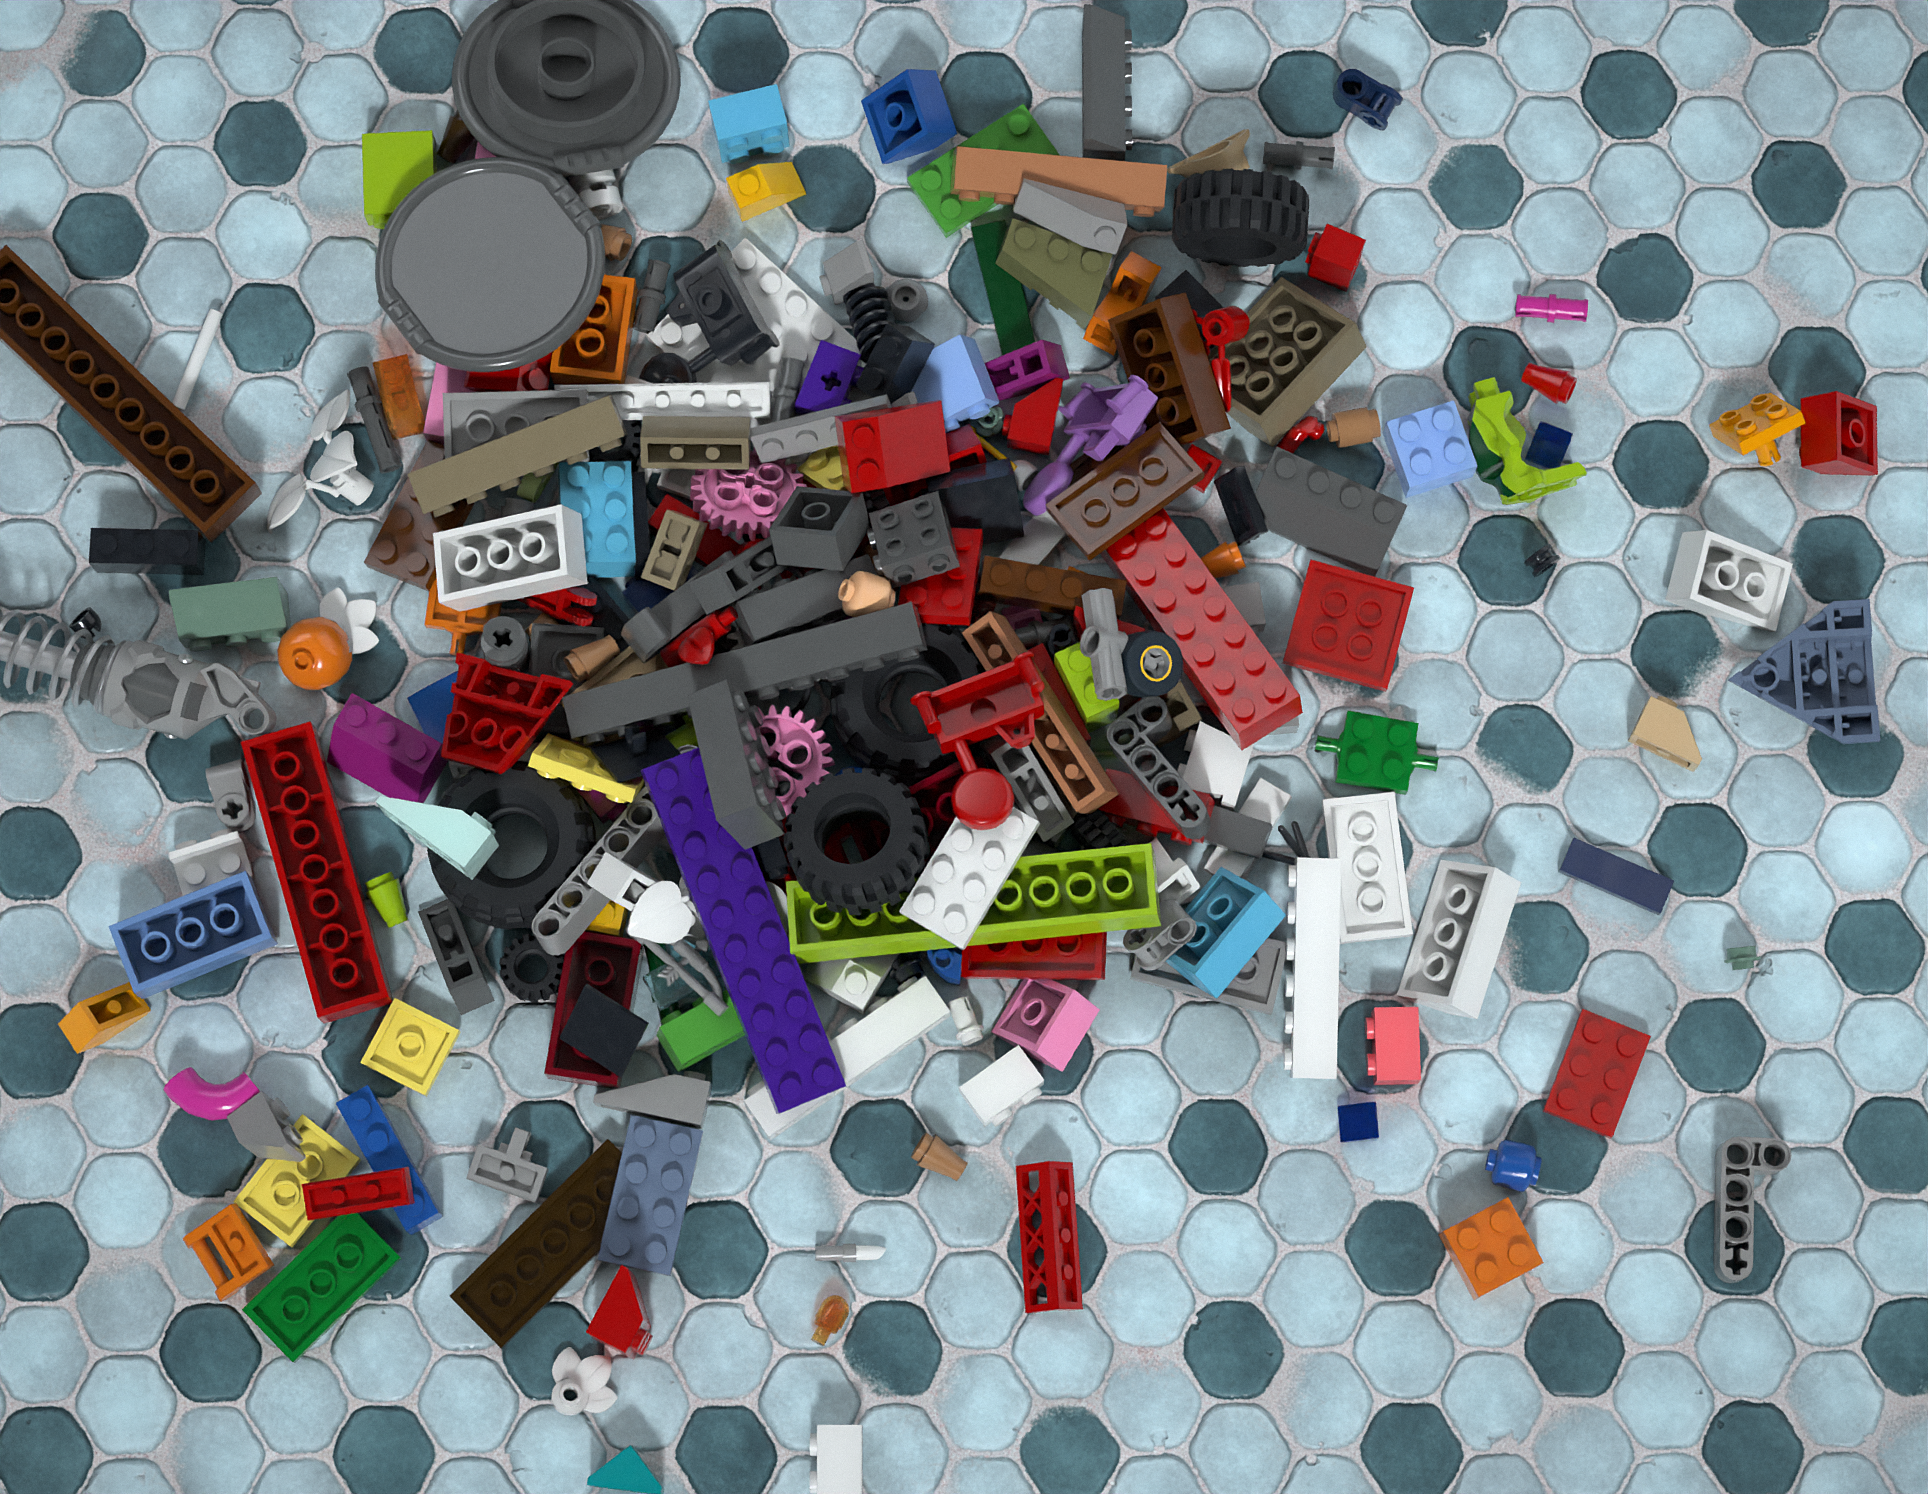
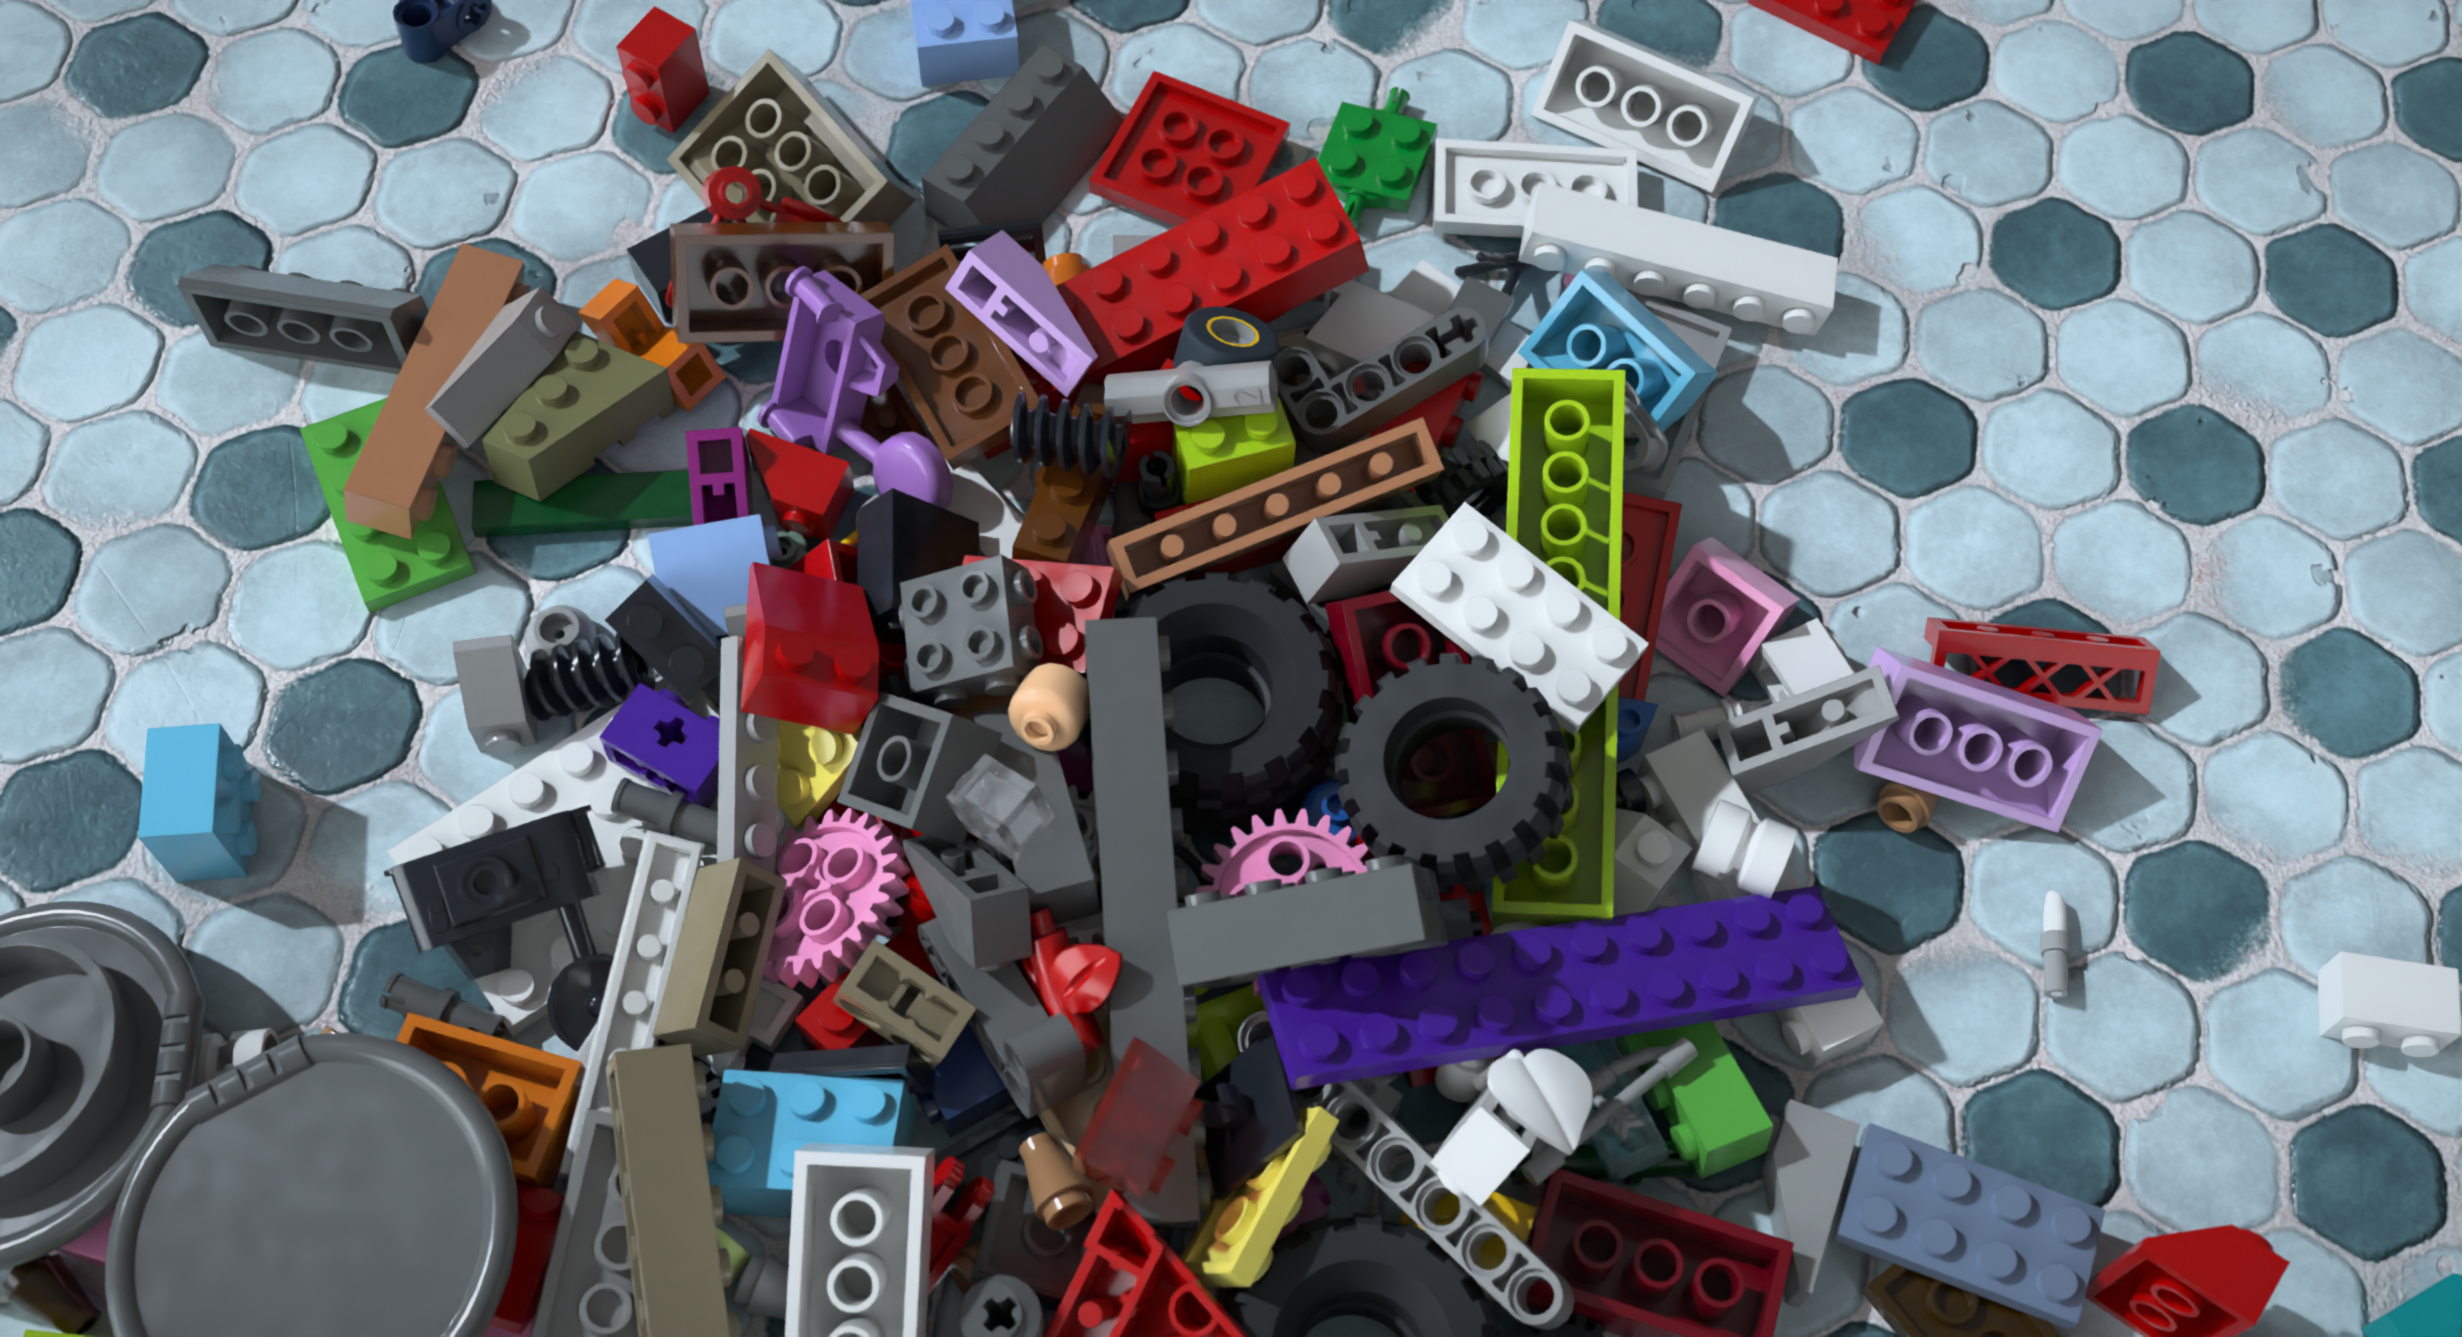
camera: 85 degrees left, 15 degrees down
(603, 1030) = (1715, 1236): black piece -> none
(608, 687) = (1137, 1122): none -> clear red slope
(764, 188) = (314, 815): yellow slope -> none
(790, 576) = (1000, 806): none -> clear brick
(830, 1318) = (2158, 986): clear orange cylinder -> none
(859, 1035) = (1744, 849): none -> white wheel
(909, 115) = (264, 584): blue slope -> none
(951, 1068) = (1805, 729): none -> light grey slope
(971, 1182) = (1978, 742): none -> lavender slope
(973, 711) = (1265, 551): red piece -> none
(1057, 573) = (1069, 437): none -> black piece
(1159, 524) = (1024, 309): none -> lavender slope
(1220, 156) = (477, 198): tan hat -> none
(1240, 217) = (574, 147): black tyre -> none
(1296, 435) = (899, 158): red arm -> none
(1298, 155) = (496, 105): dark grey pin -> none
(1353, 427) = (909, 103): medium nougat brick -> none
(1358, 1122) = (1887, 257): clear blue slope -> none
(1394, 1045) = (1788, 196): coral brick -> none
(1491, 1248) = (2071, 133): orange brick -> none
(1513, 1165) = (1958, 91): blue head -> none

